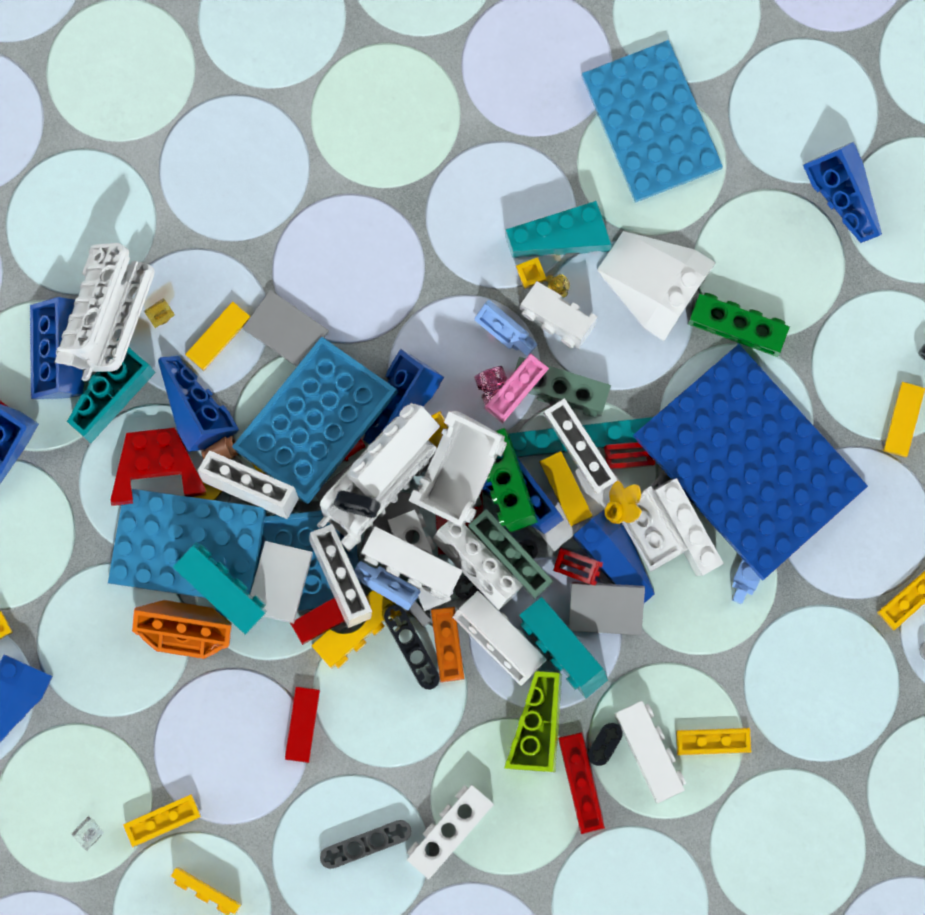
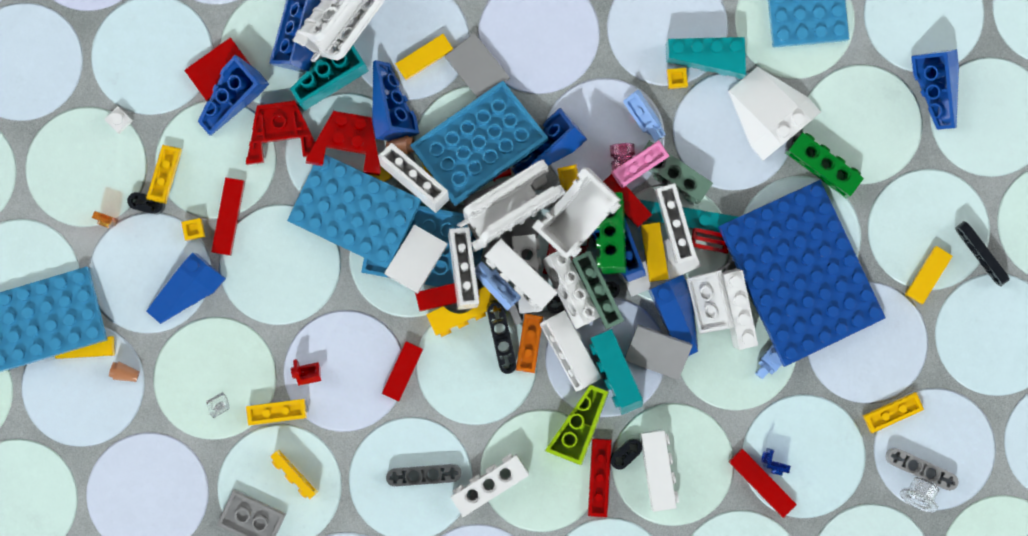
camera: 15 degrees right, 5 degrees up
(34, 599) = (228, 216): none -> red tile
(61, 469) = (278, 123): none -> red wing
(159, 313) = (384, 26): clear yellow plate -> none
(182, 628) = (332, 271): orange wedge -> none
(185, 762) = (307, 373): none -> red bracket
(220, 588) = (369, 251): teal wedge -> none
(357, 504) = (491, 218): black beam -> none
(392, 450) = (531, 184): white brick -> none
(524, 443) = (632, 206): none -> red tile
(557, 315) = (687, 117): white wedge -> none
(559, 284) = (695, 94): clear yellow plate -> none
(593, 572) = (656, 322): red tile -> none
(623, 503) = (695, 277): yellow plate -> none
(713, 741) = (708, 476): yellow tile -> none
(781, 730) = (762, 483): none -> red tile
(793, 706) = (777, 467): none -> clear blue bracket

